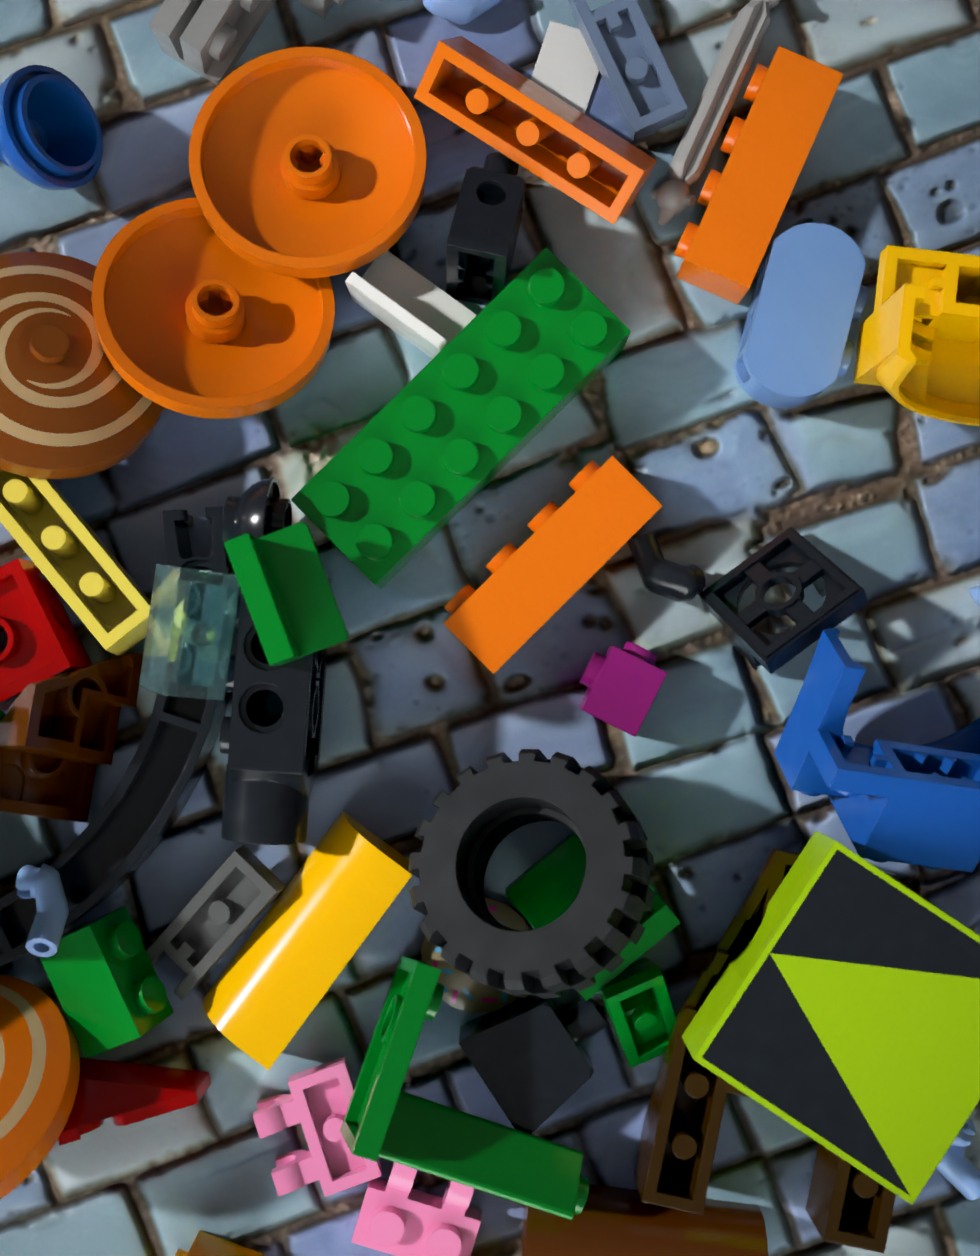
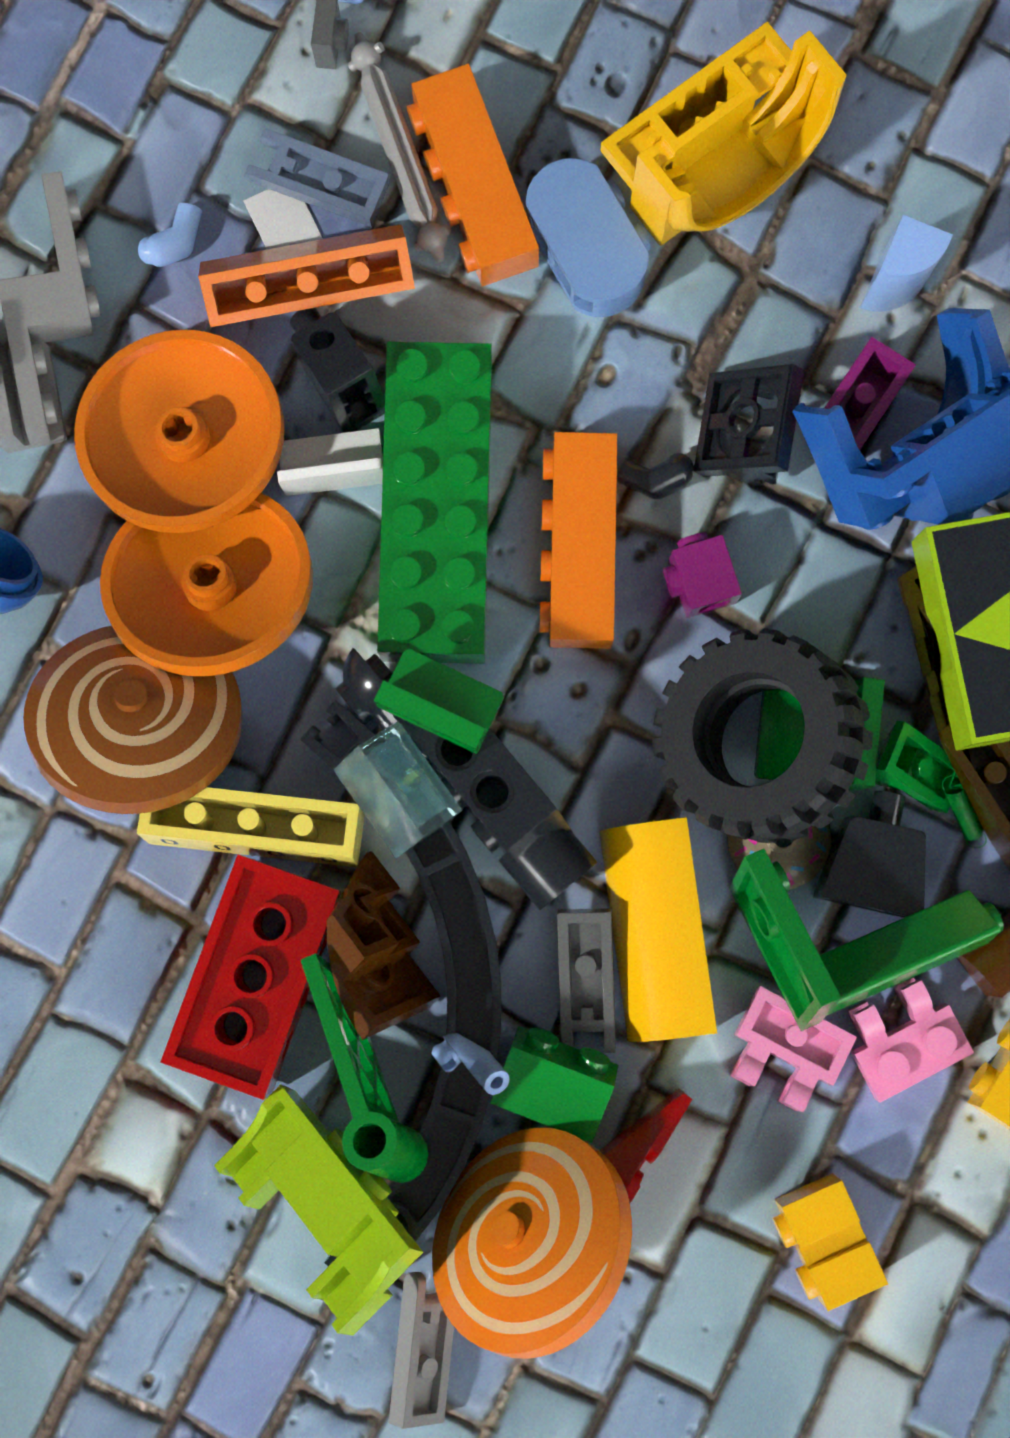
camera: 40 degrees left, 5 degrees down
(644, 1081) = (964, 812): none -> green piece
(907, 668) = (870, 387): none -> magenta brick

